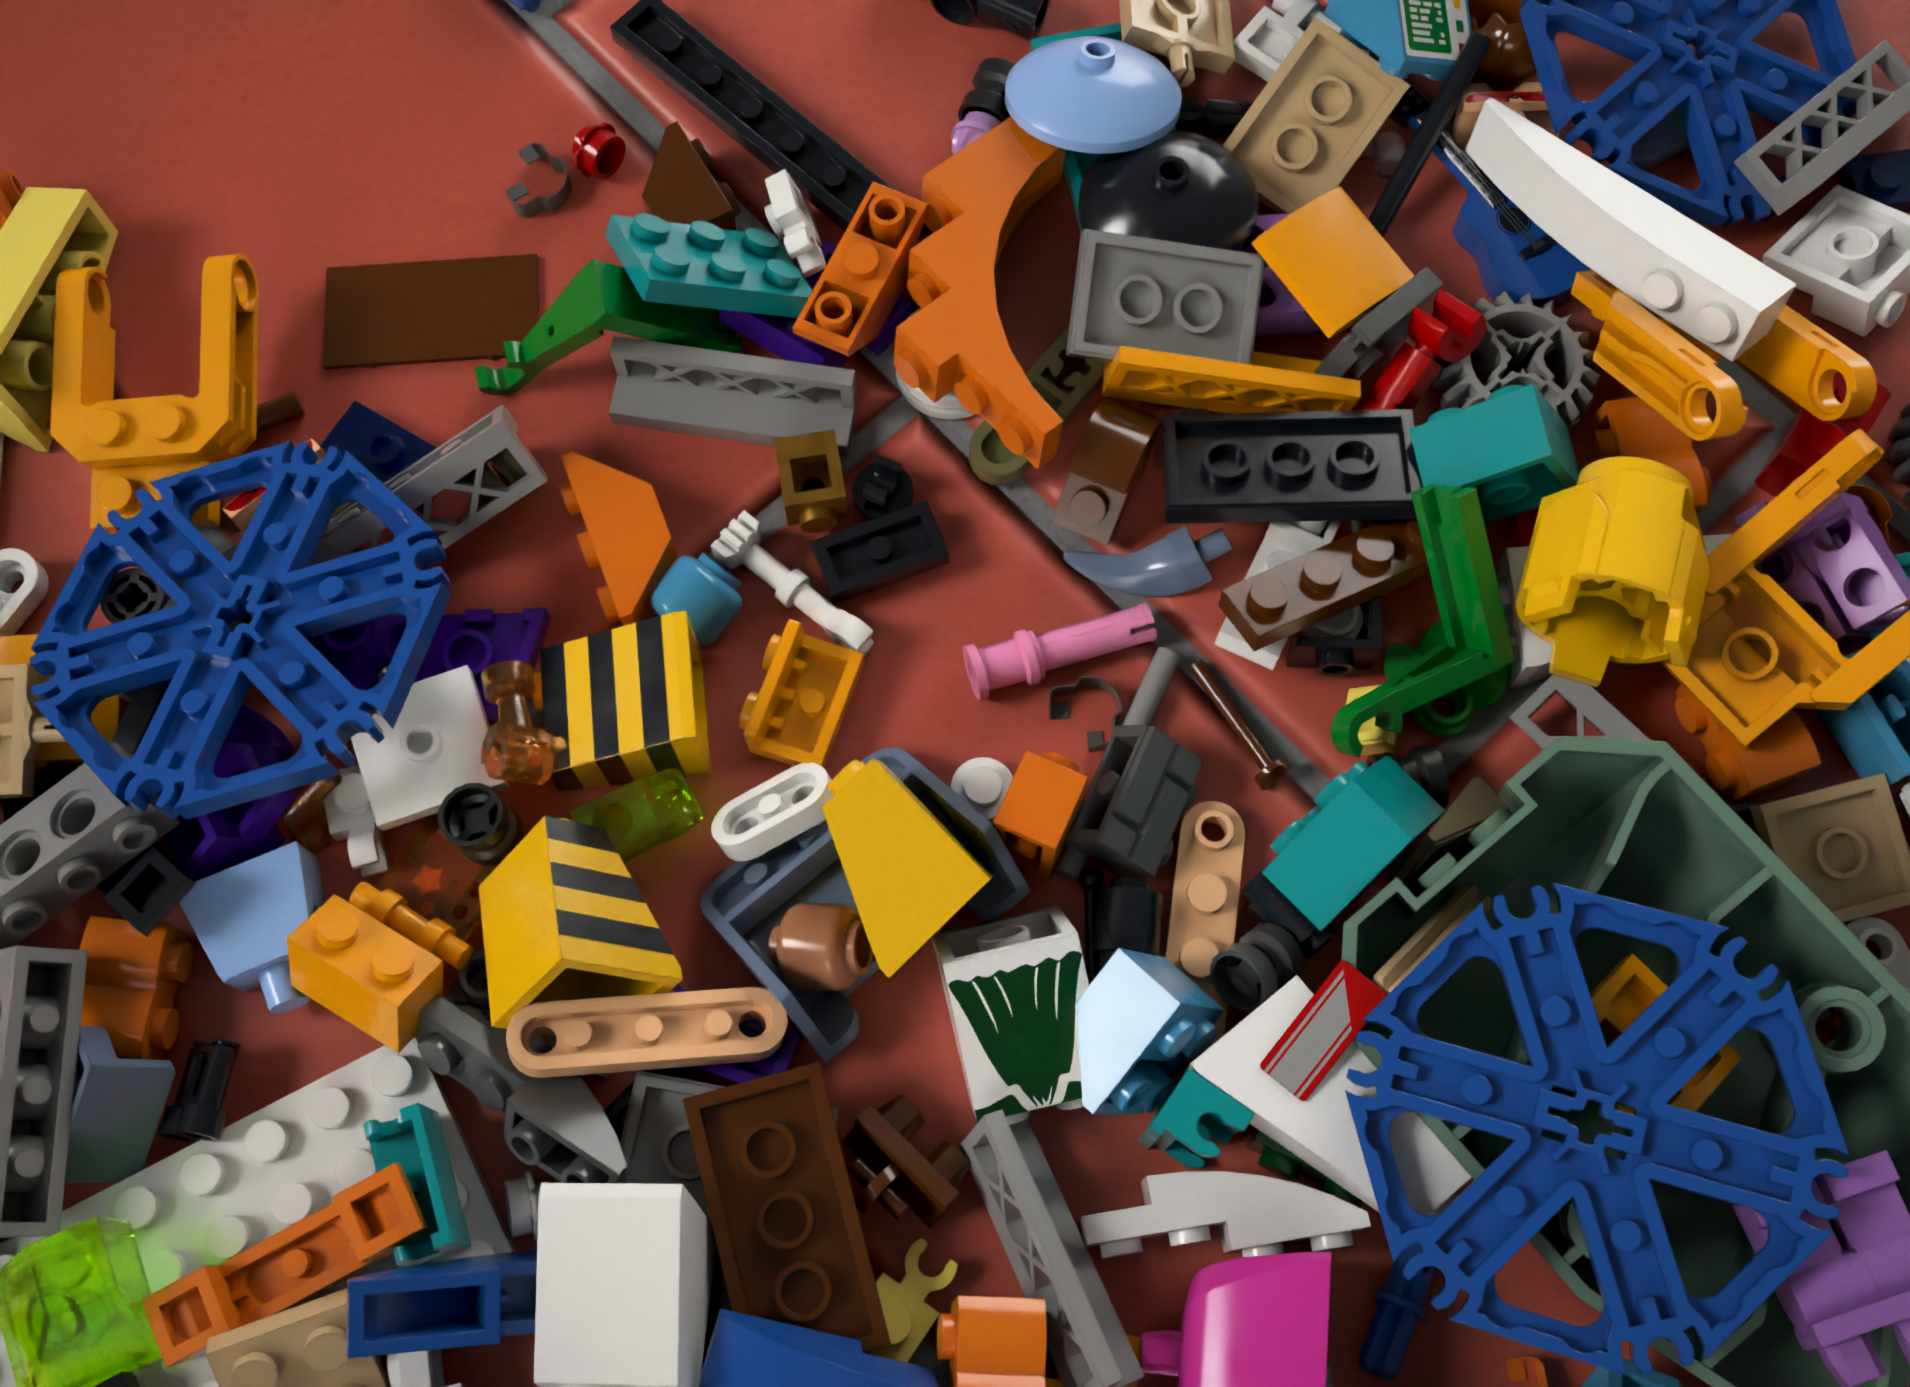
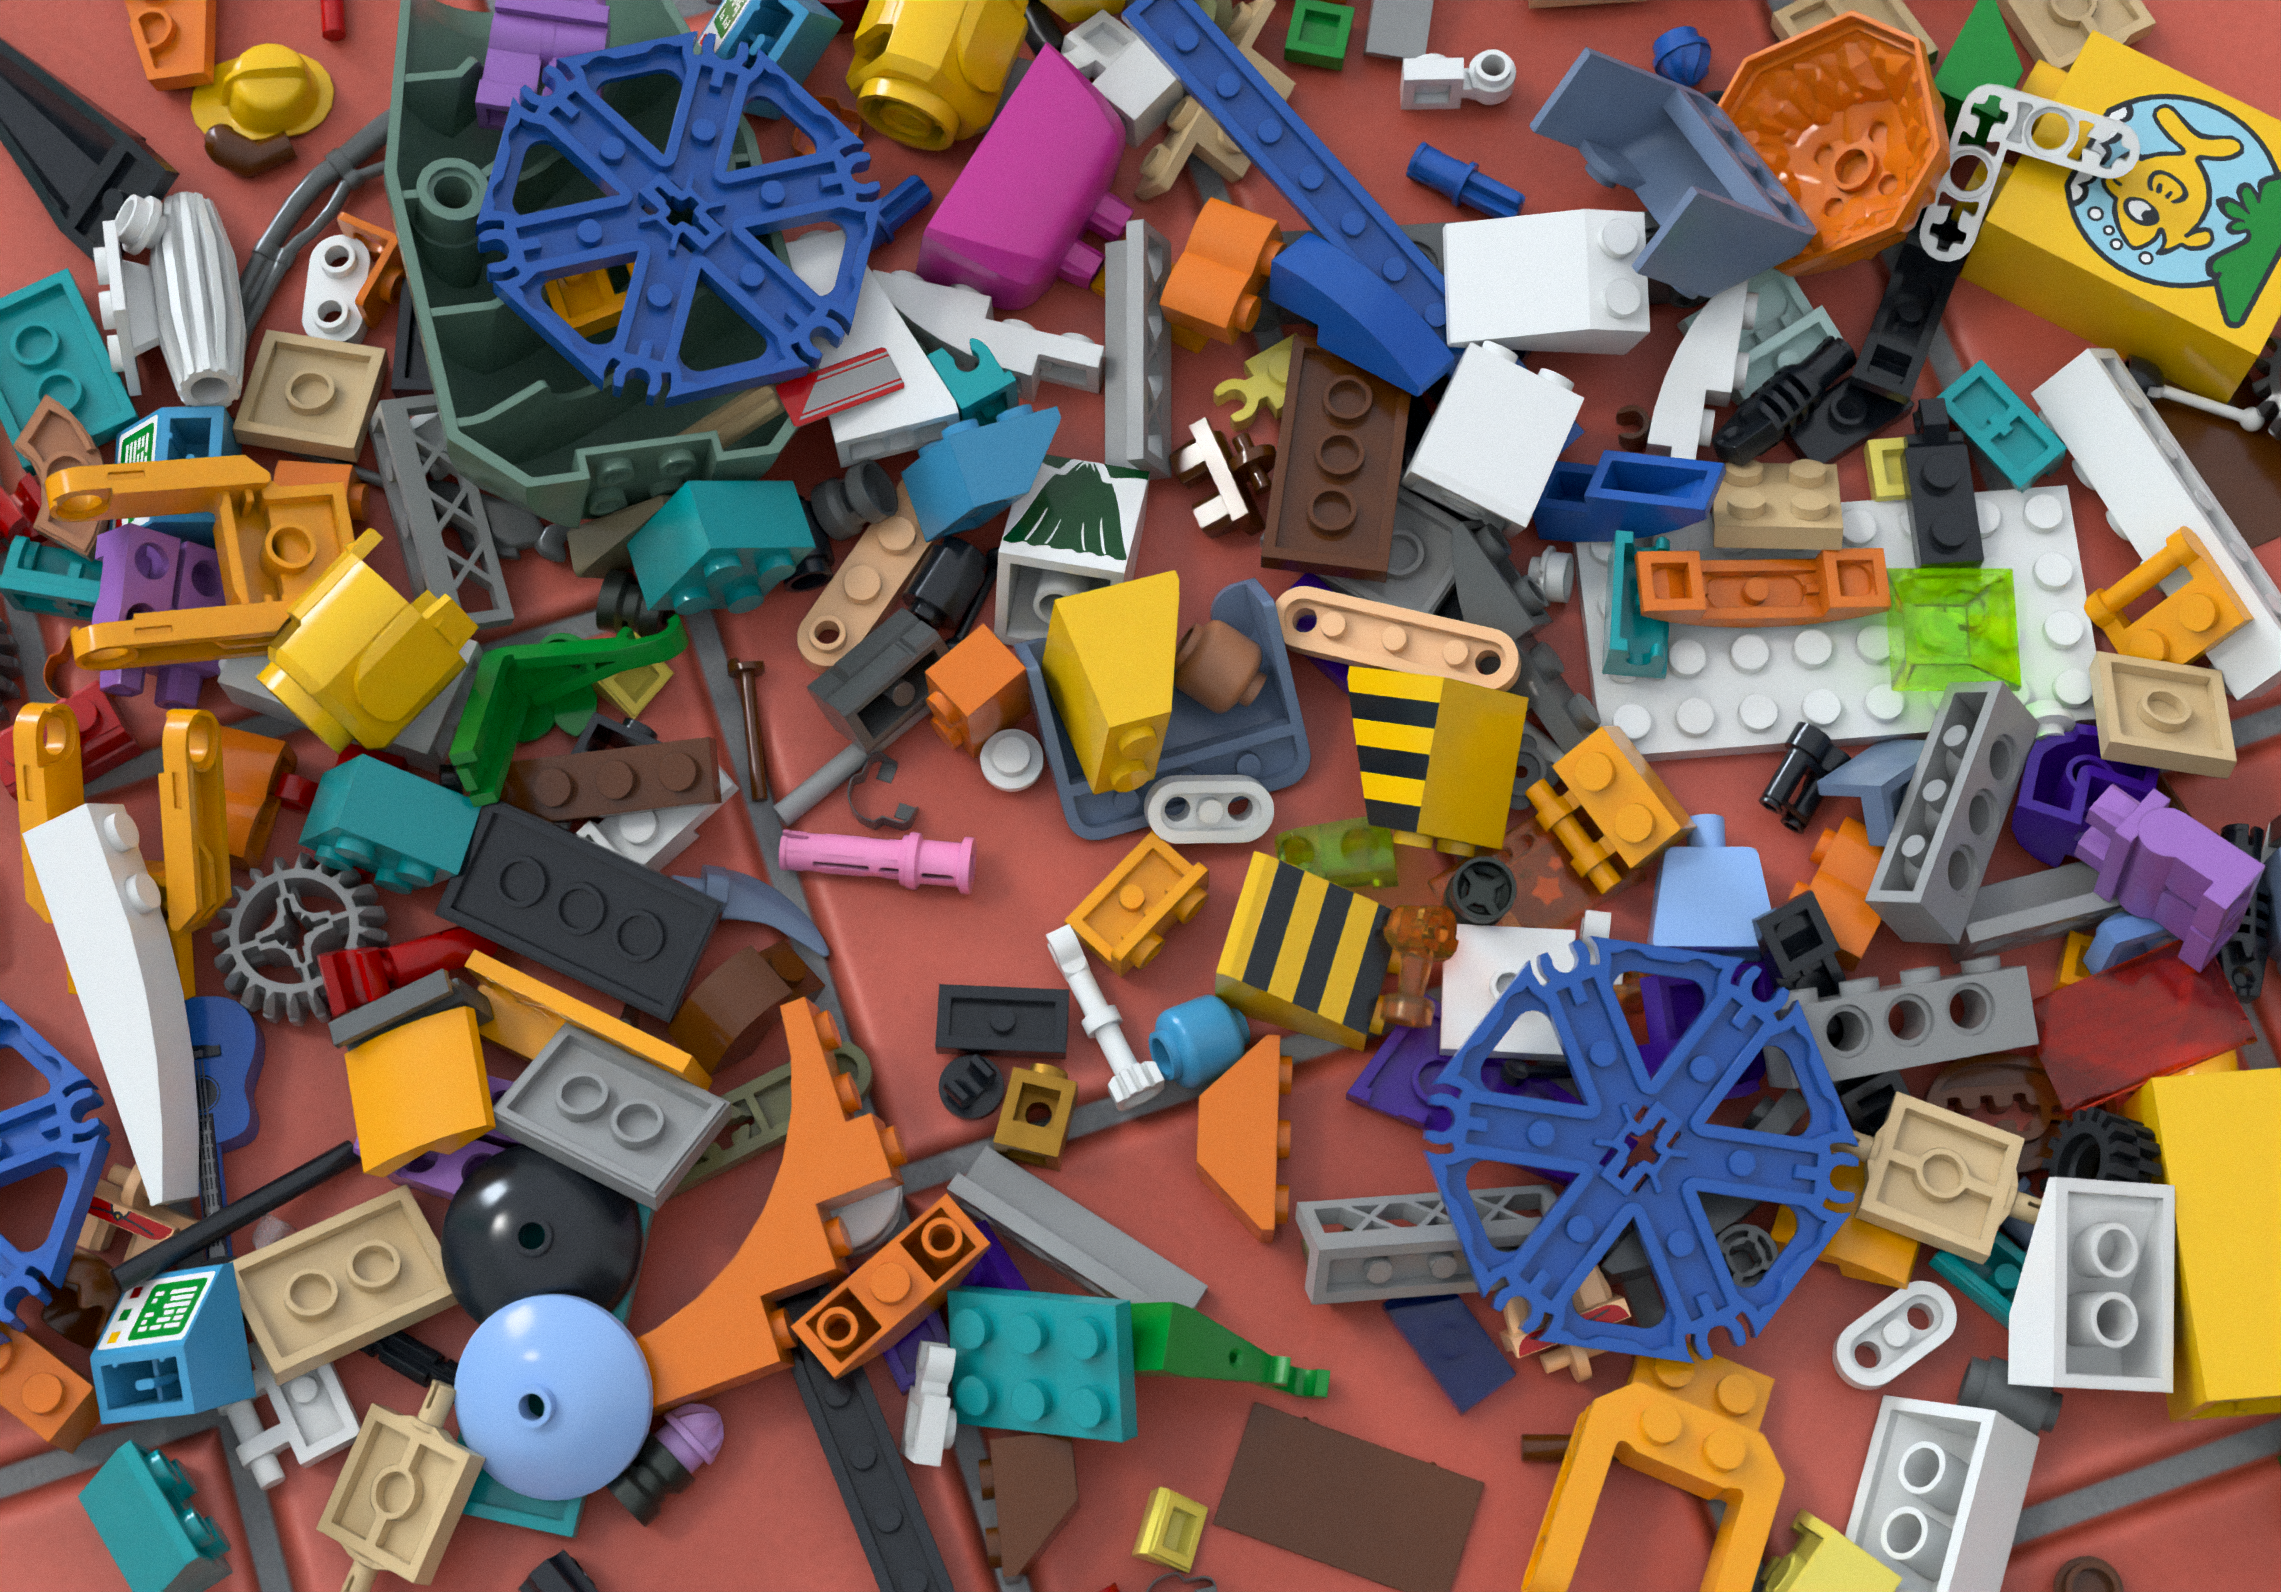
camera: 155 degrees left, 0 degrees up
(569, 229) = (1170, 1530): none -> light yellow slope

